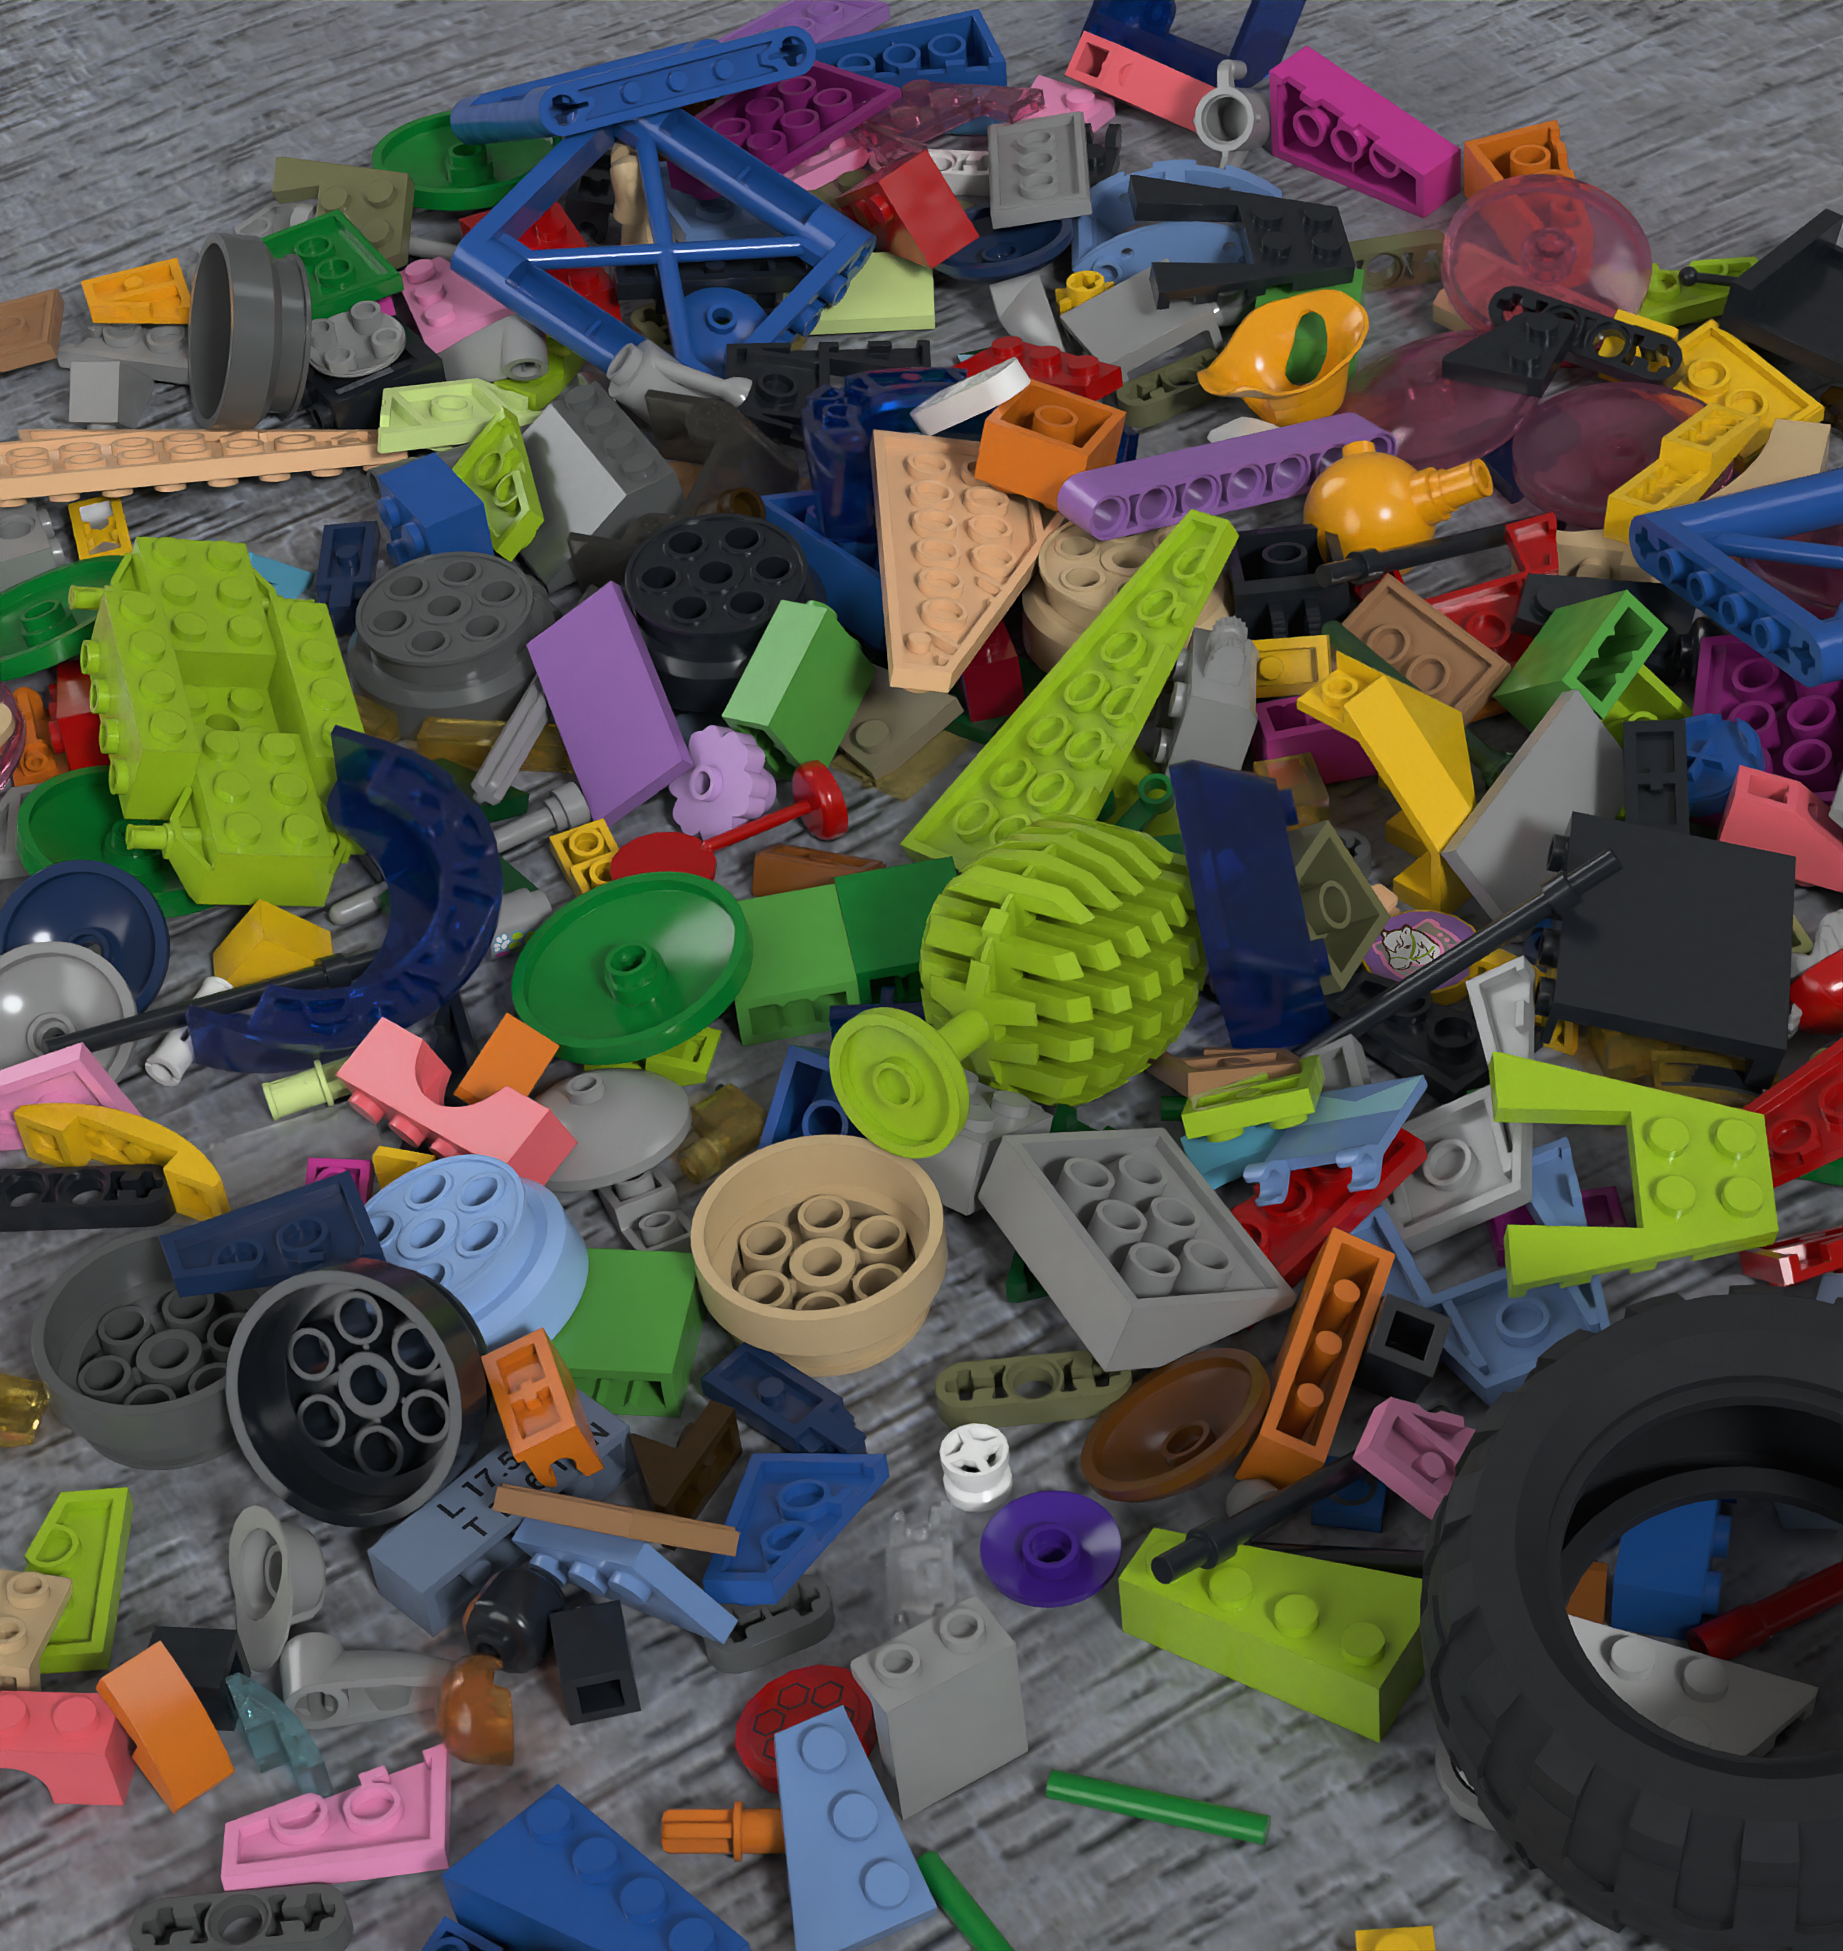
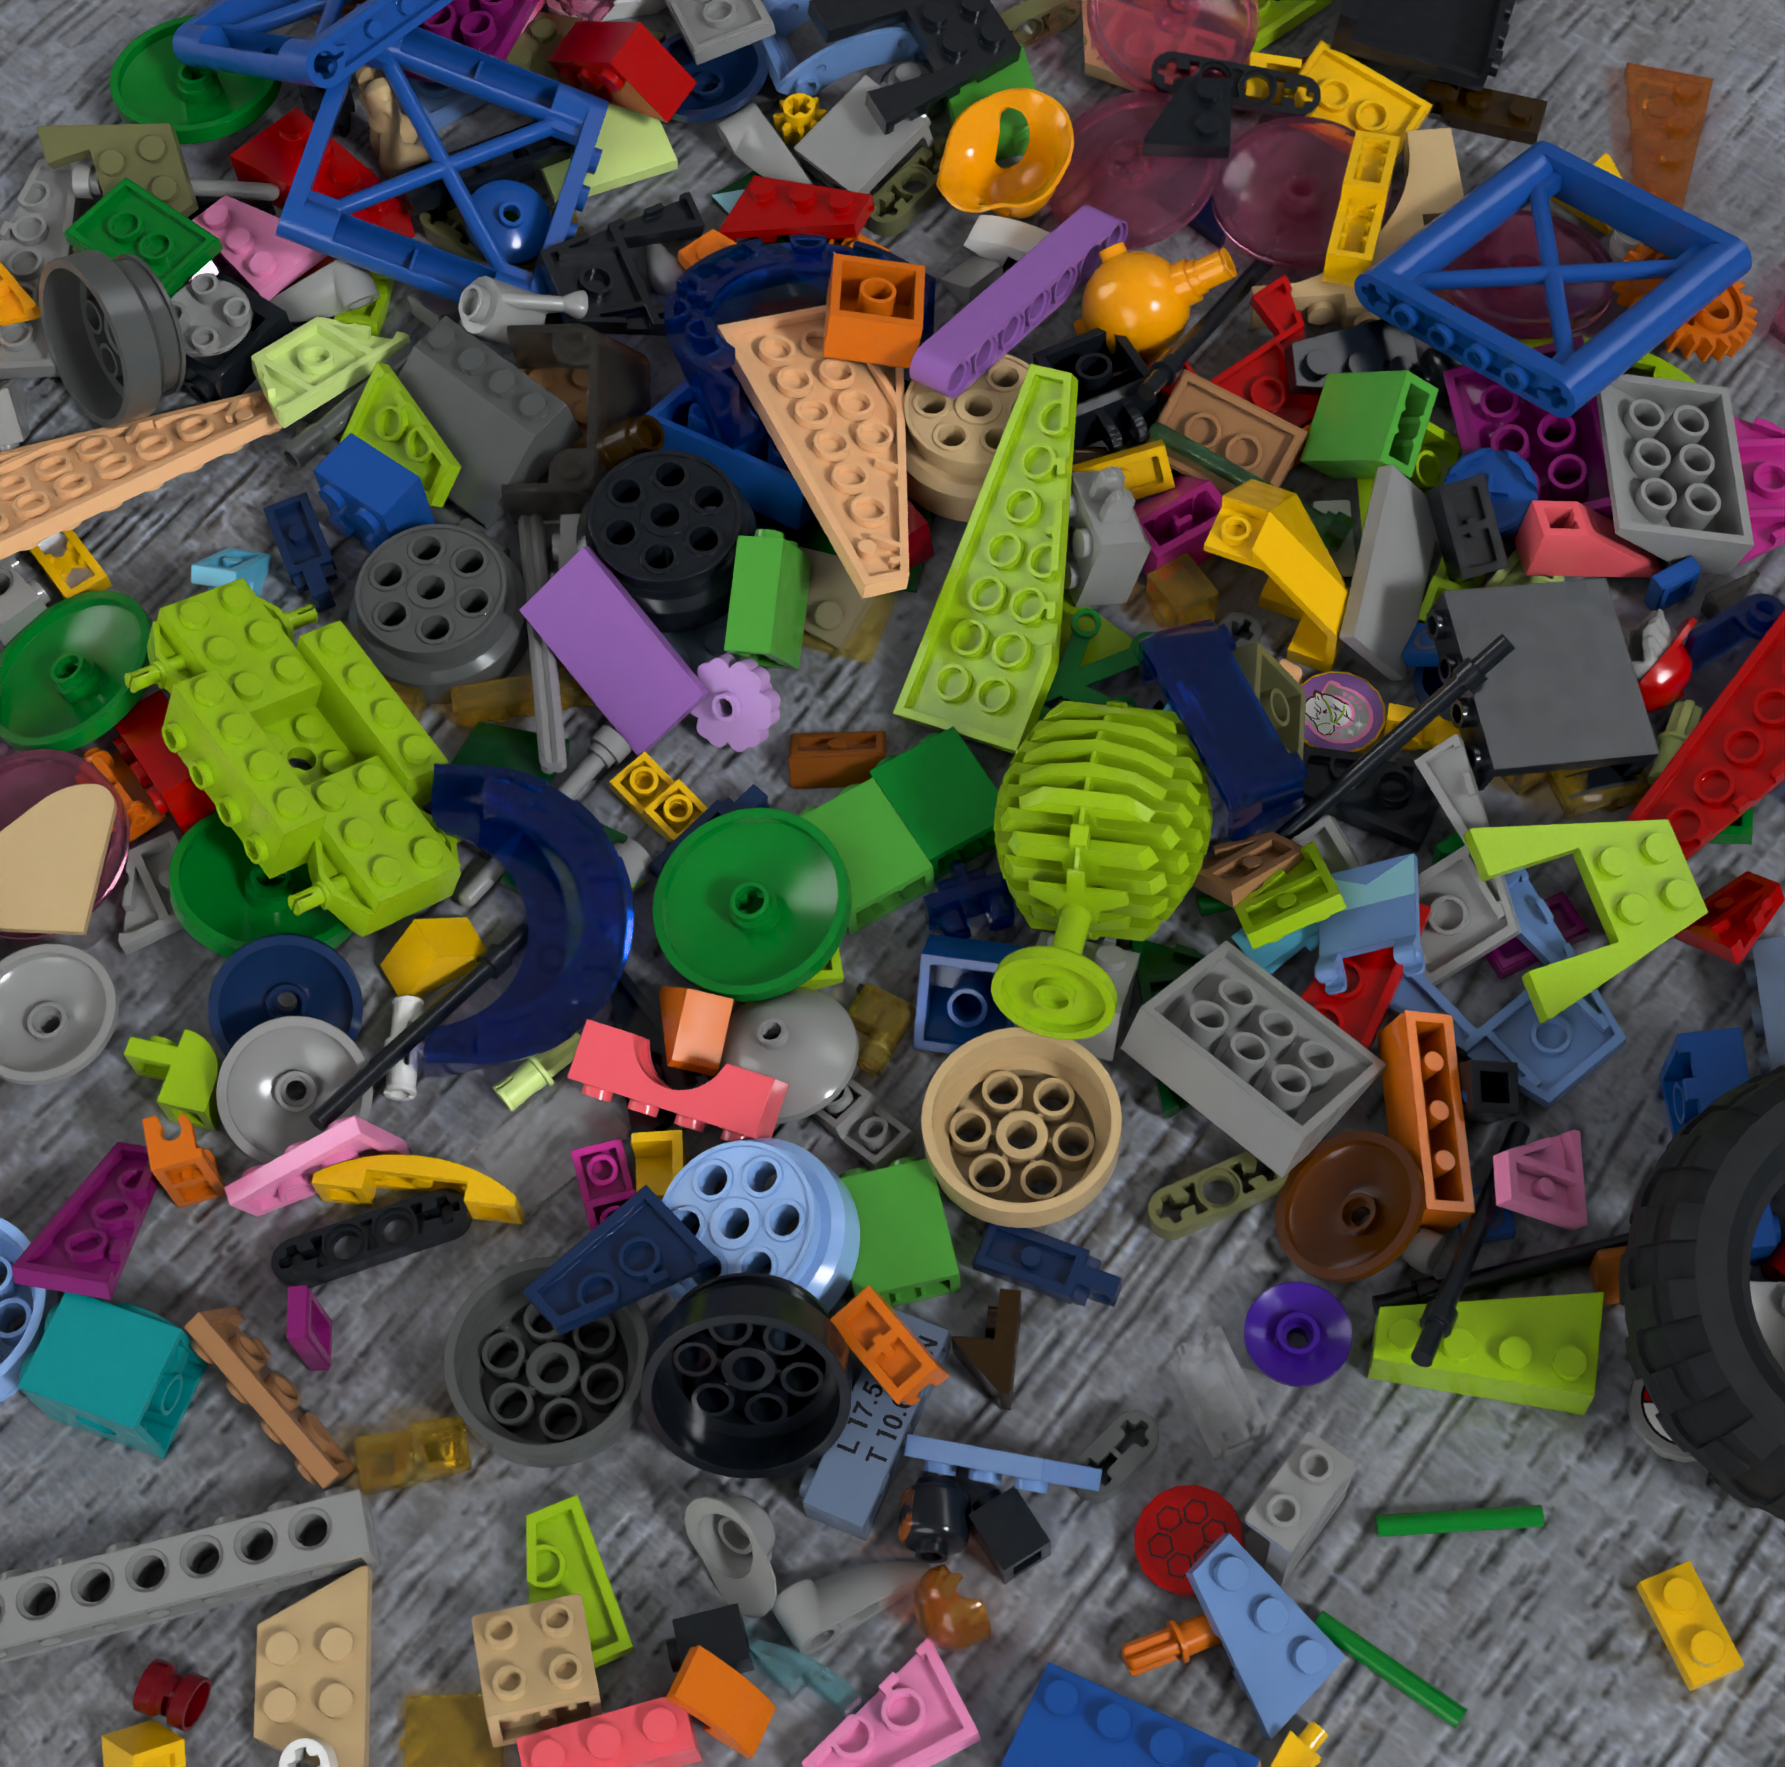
camera: 20 degrees left, 20 degrees up
(616, 1519) = (990, 1427): medium nougat tile -> none
(786, 1518) = (1097, 1371): blue wing -> none
(816, 802) = (735, 783): red piece -> none
(970, 397) = (794, 282): white beam -> none
(978, 1449) = (1209, 1265): white wheel -> none

